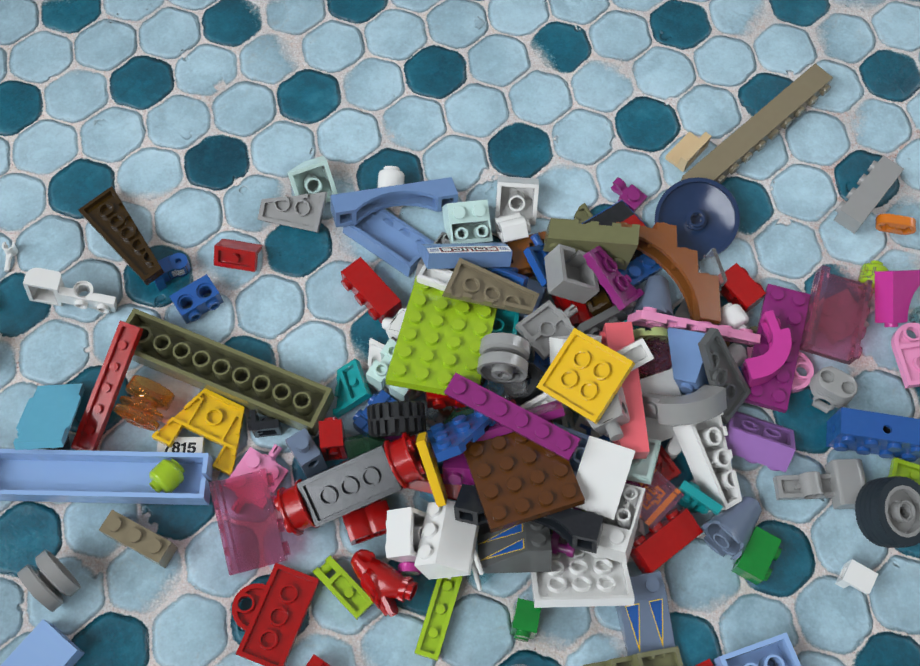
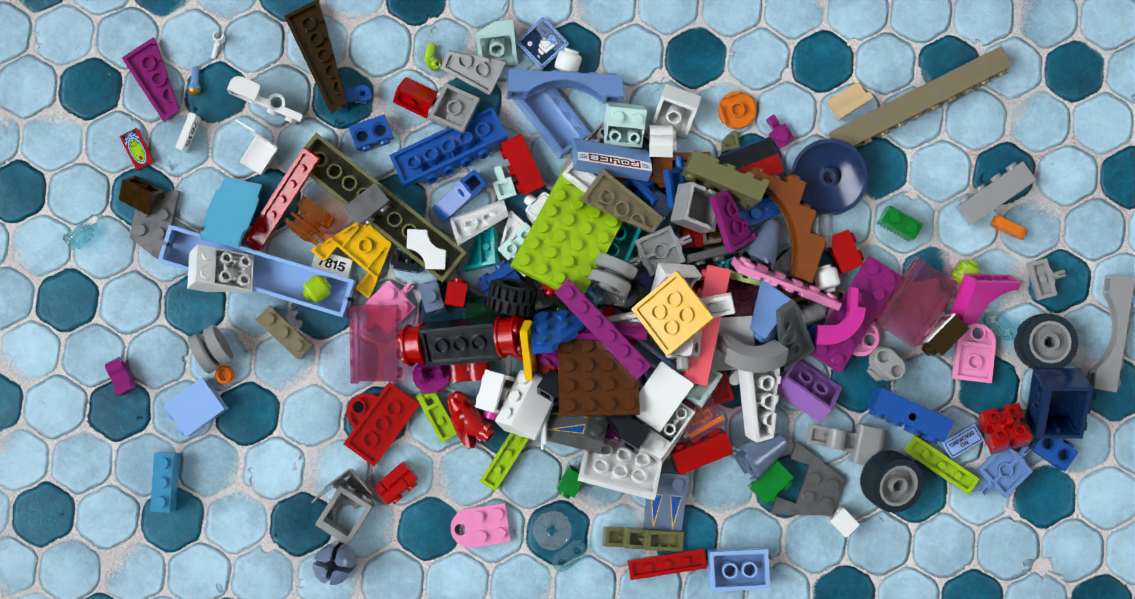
camera: 15 degrees right, 20 degrees up
(44, 481) = (219, 270): none -> white slope
(72, 611) = (224, 375): none -> orange plate
(76, 346) = (259, 152): none -> white piece
(207, 364) = (368, 205): none -> flat silver brick
(245, 215) = (430, 59): none -> lime arm
(281, 251) = (453, 108): none -> light grey plate
(286, 294) = (449, 150): none -> blue plate
(293, 401) = (419, 241): none -> white tile
(310, 336) = (460, 195): none -> blue slope
(315, 545) = (423, 380): none -> magenta plate
(336, 357) = (475, 221): none -> white wing
(355, 317) = (504, 186): none -> light aqua plate
(358, 171) = (542, 43): none -> tile
(578, 186) = (737, 110): none -> orange tile
(696, 500) = (733, 423): teal wing -> none
(785, 247) = (899, 223): none -> green brick
(813, 550) = (818, 490): none -> flat silver wing
(880, 341) = (943, 335): none -> dark brown piece

